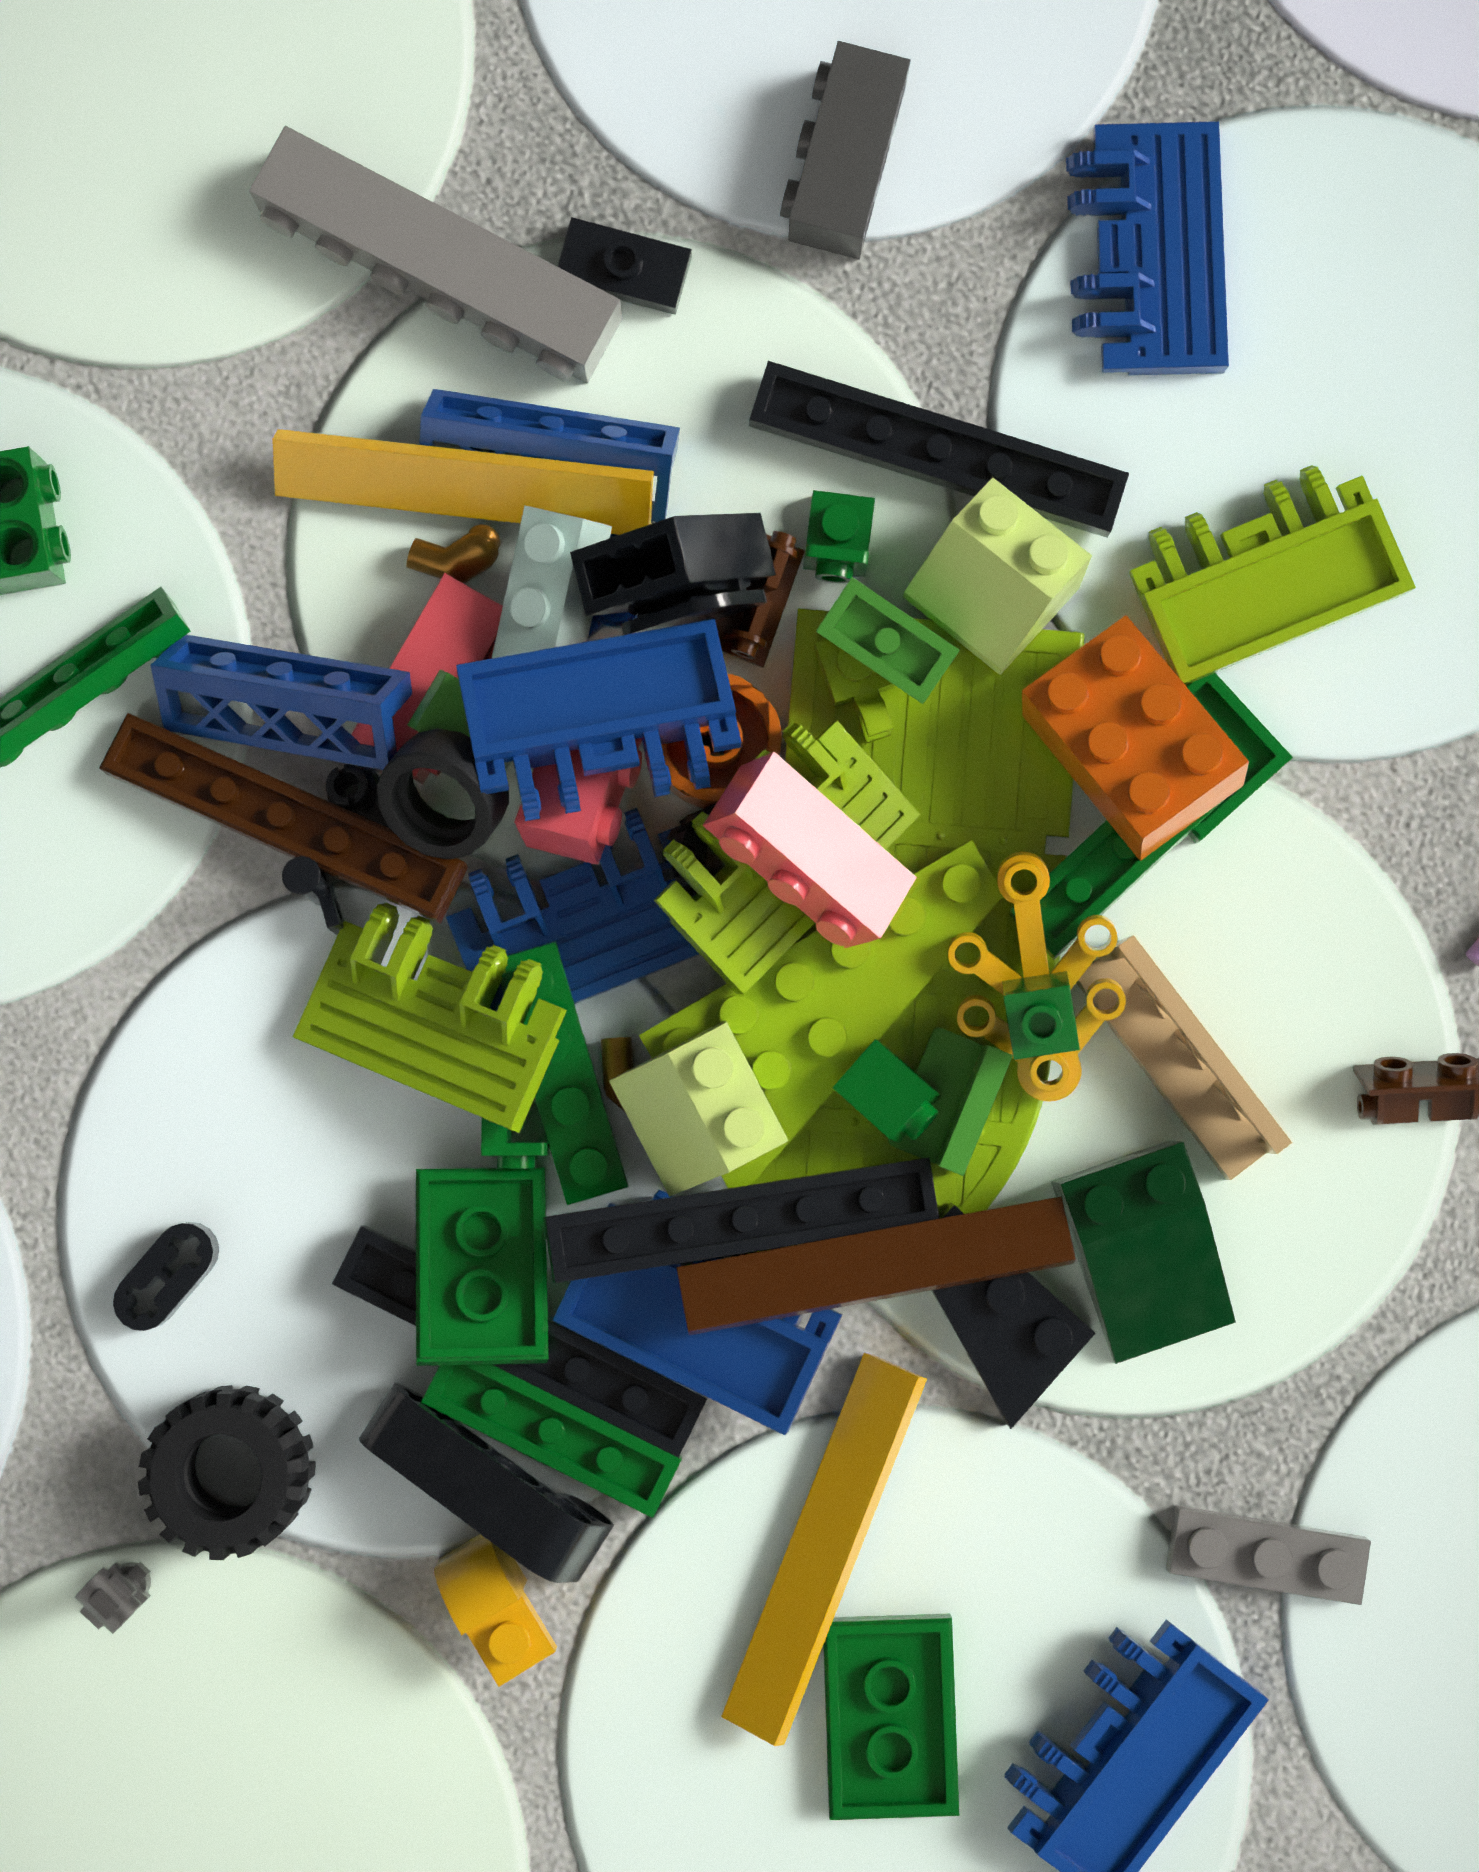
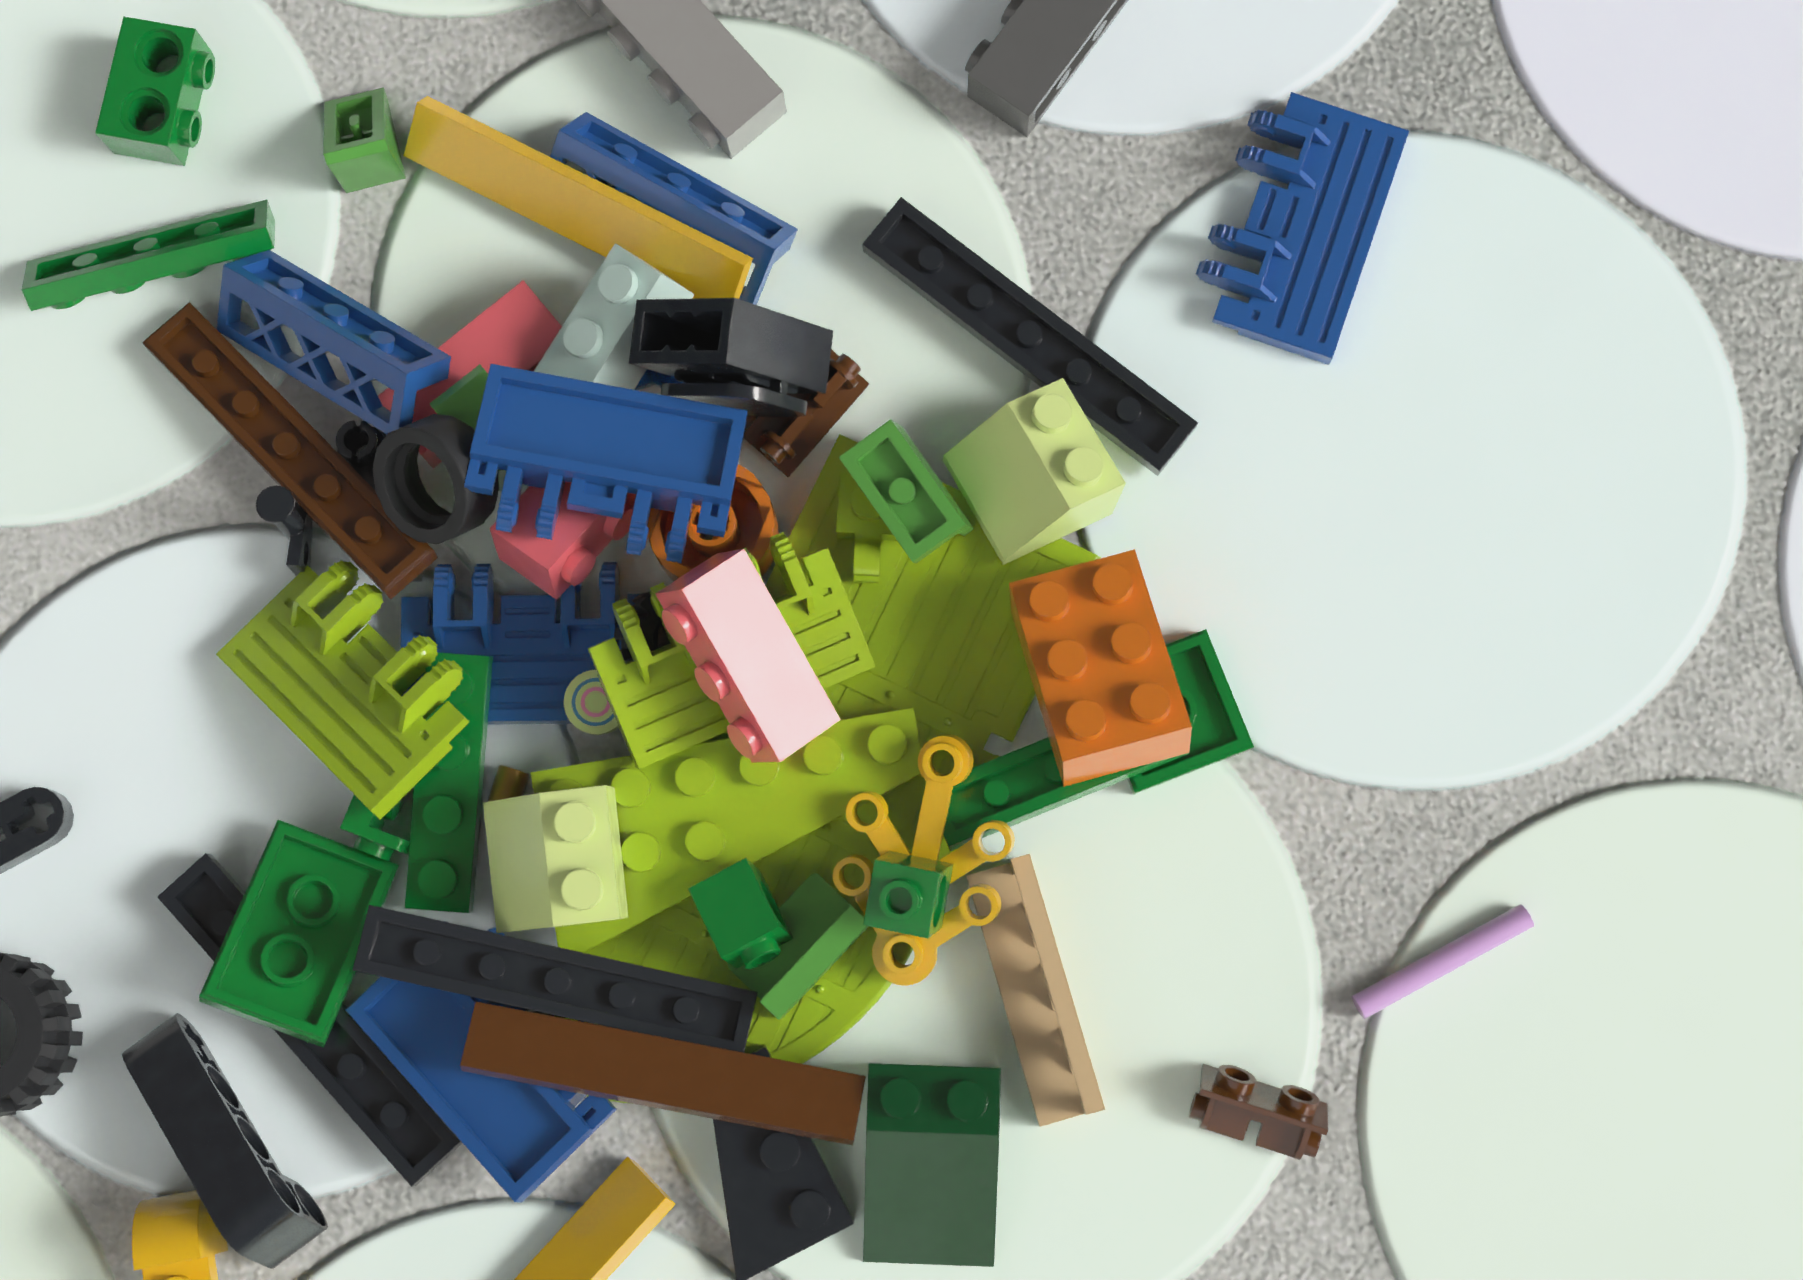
camera: 30 degrees right, 5 degrees down
(229, 494) = (361, 141): none -> bright green slope
(461, 559) = (549, 275): pearl gold arm -> none
(554, 1433) = (306, 1119): green plate -> none
(626, 264) = (807, 64): black plate -> none
(667, 950) = (588, 705): none -> yellowish green tile
(838, 536) = (905, 381): green bracket -> none
(1276, 580) = (1293, 575): lime hinge -> none

